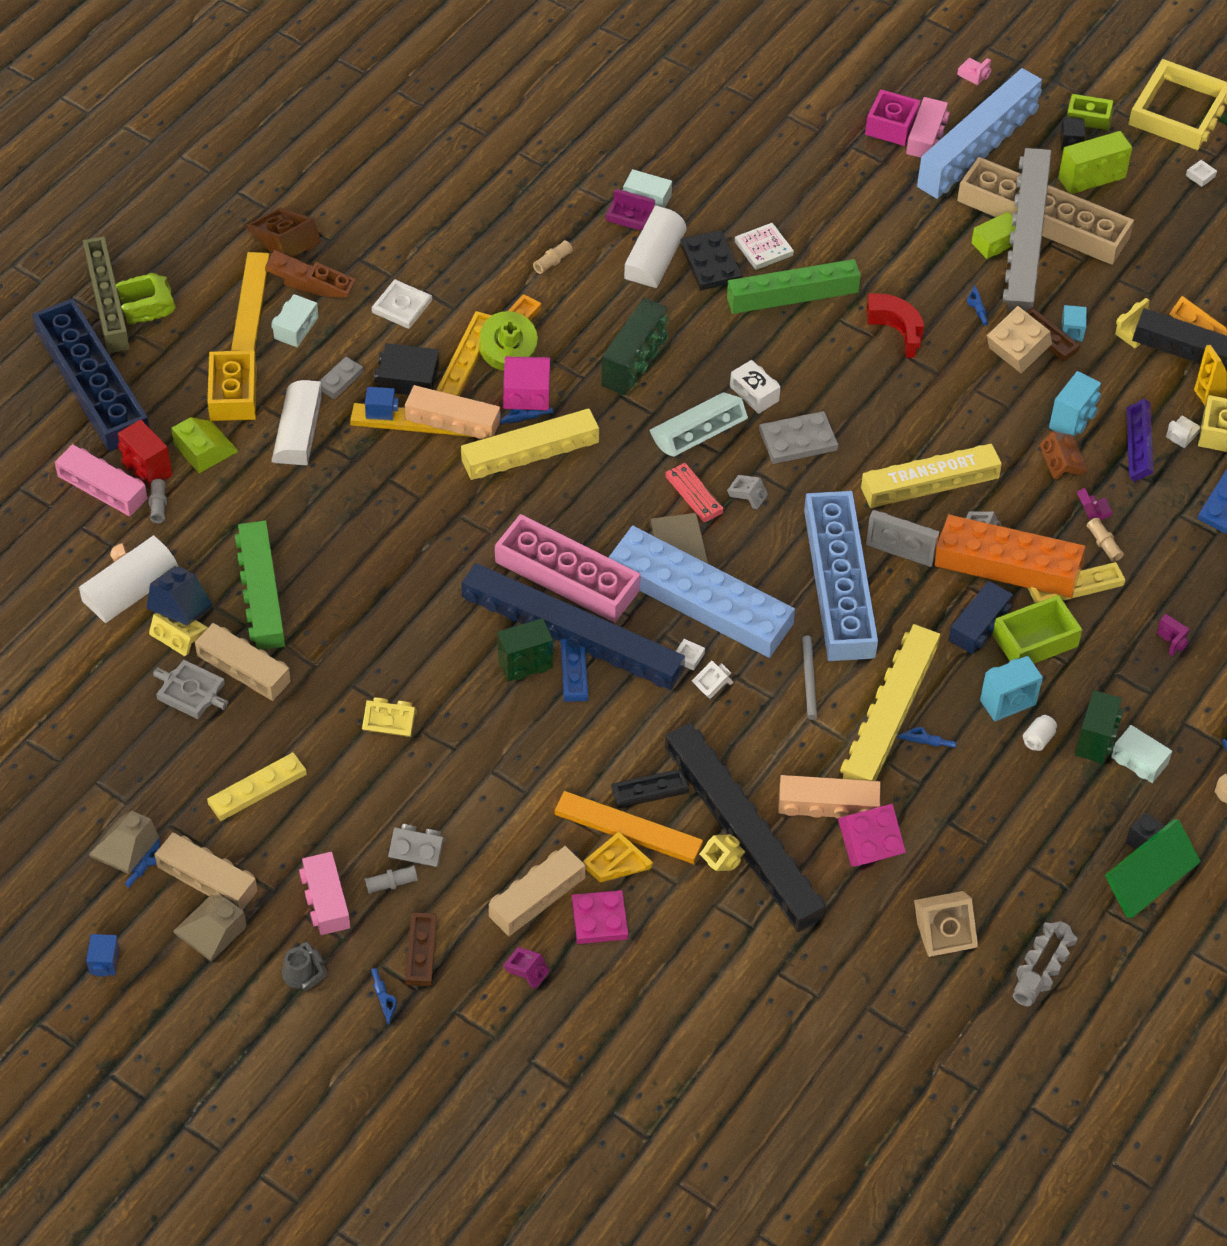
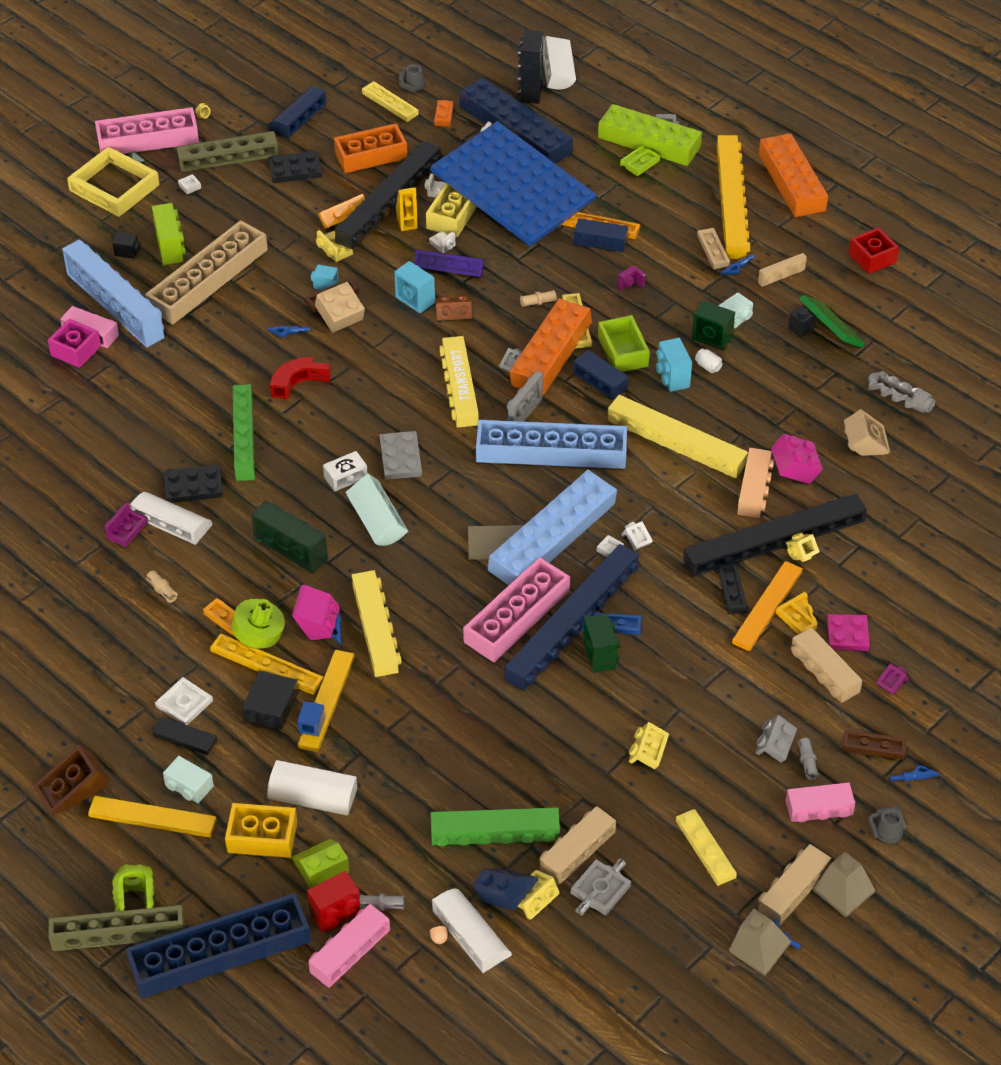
camera: 80 degrees left, 5 degrees down
(103, 955) = (873, 964): blue brick -> none
(307, 278) = (138, 763): dark orange slope -> none
(340, 377) = (261, 753): light grey plate -> none
(356, 311) = (184, 735): none -> black tile
(452, 413) = (334, 668): light nougat brick -> none
(649, 186) = (101, 511): light aqua brick -> none
(694, 492) = (444, 525): coral tile -> none
(748, 488) = (451, 490): light grey bracket -> none
(764, 246) = (187, 448): white tile -> none
(809, 677) = (639, 481): light grey bar -> none
(920, 736) = (705, 420): blue hand -> none
(975, 71) = (31, 290): bright pink bracket -> none
(993, 235) = (222, 305): lime brick -> none
(1028, 230) = (235, 277): light grey brick -> none
(1093, 508) = (509, 297): magenta bracket -> none
(1095, 111) = (108, 228): lime brick -> none

